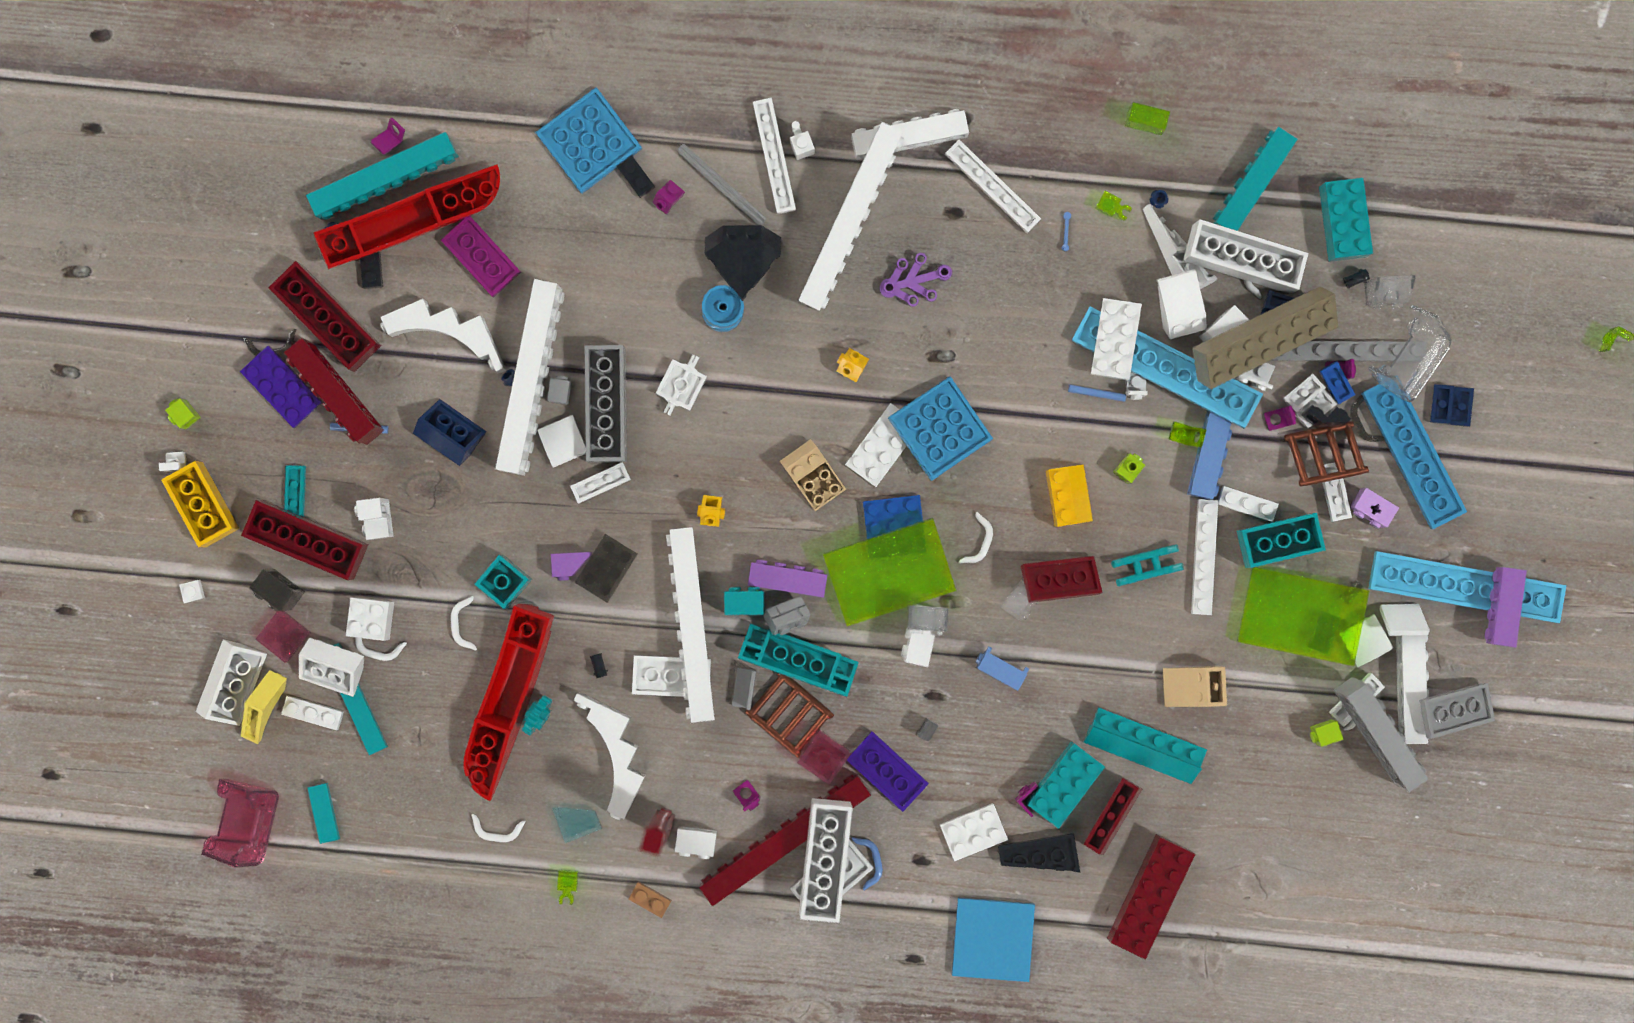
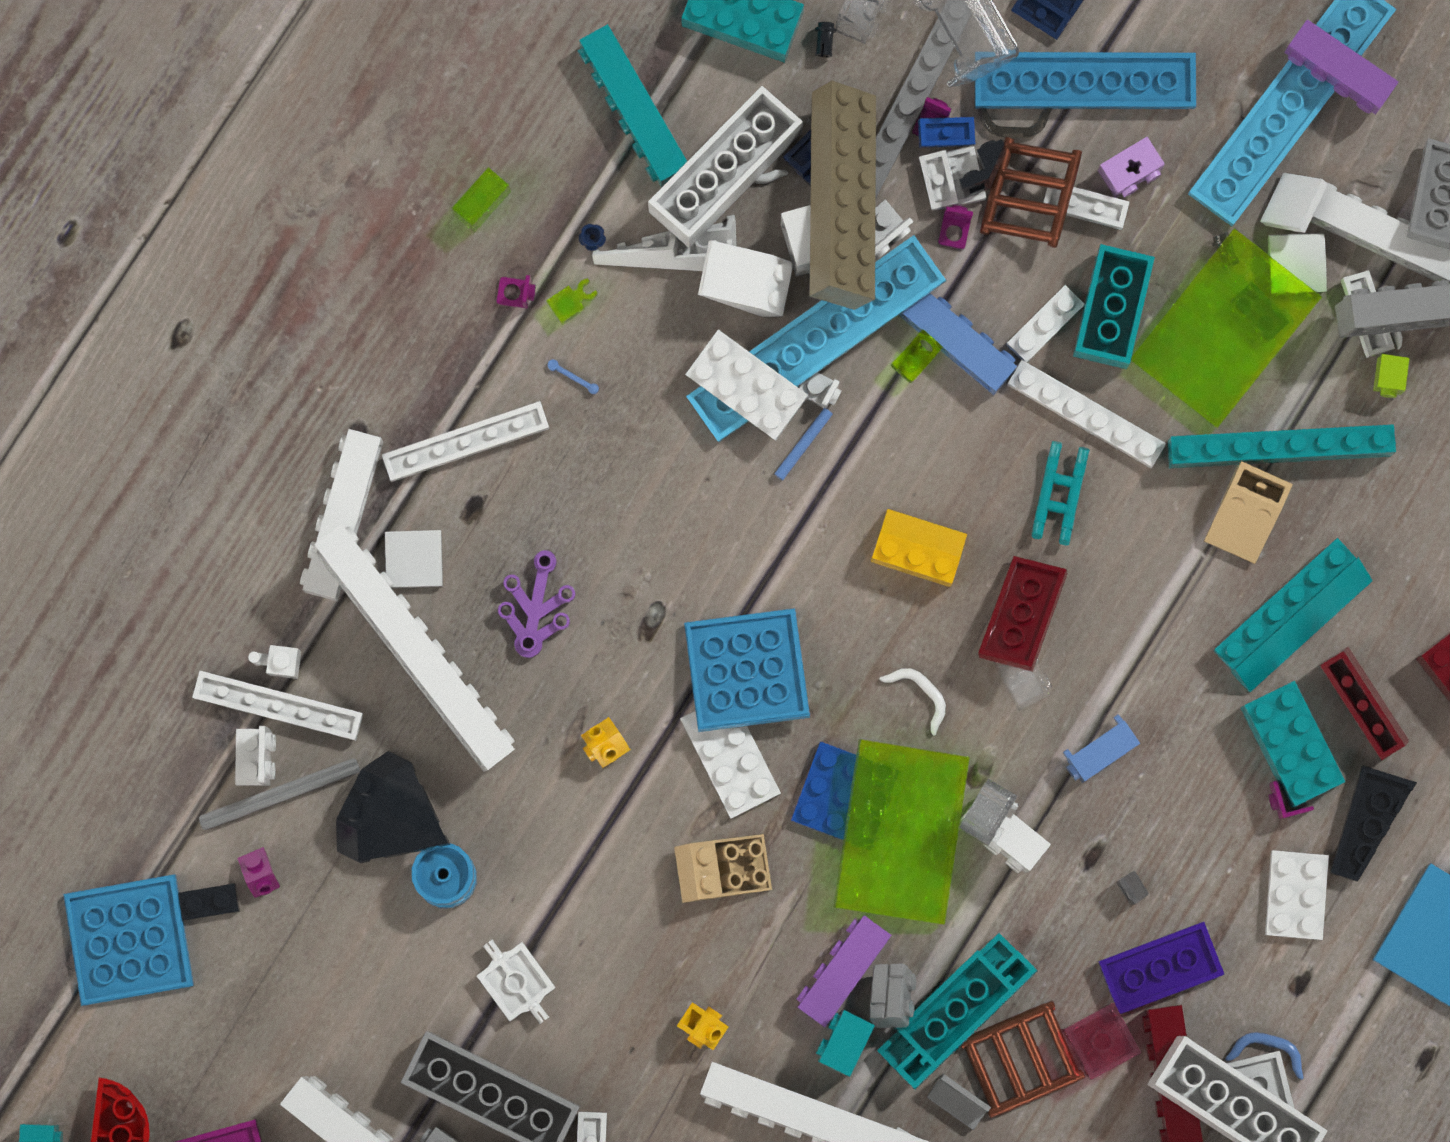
camera: 65 degrees left, 5 degrees down
(736, 158) = (254, 757): none -> white bracket
(905, 192) = (414, 558): none -> white tile
(1102, 177) = (527, 292): none -> magenta bracket
(1129, 468) = (922, 451): lime brick -> none
(1246, 687) = (1281, 446): none -> teal brick

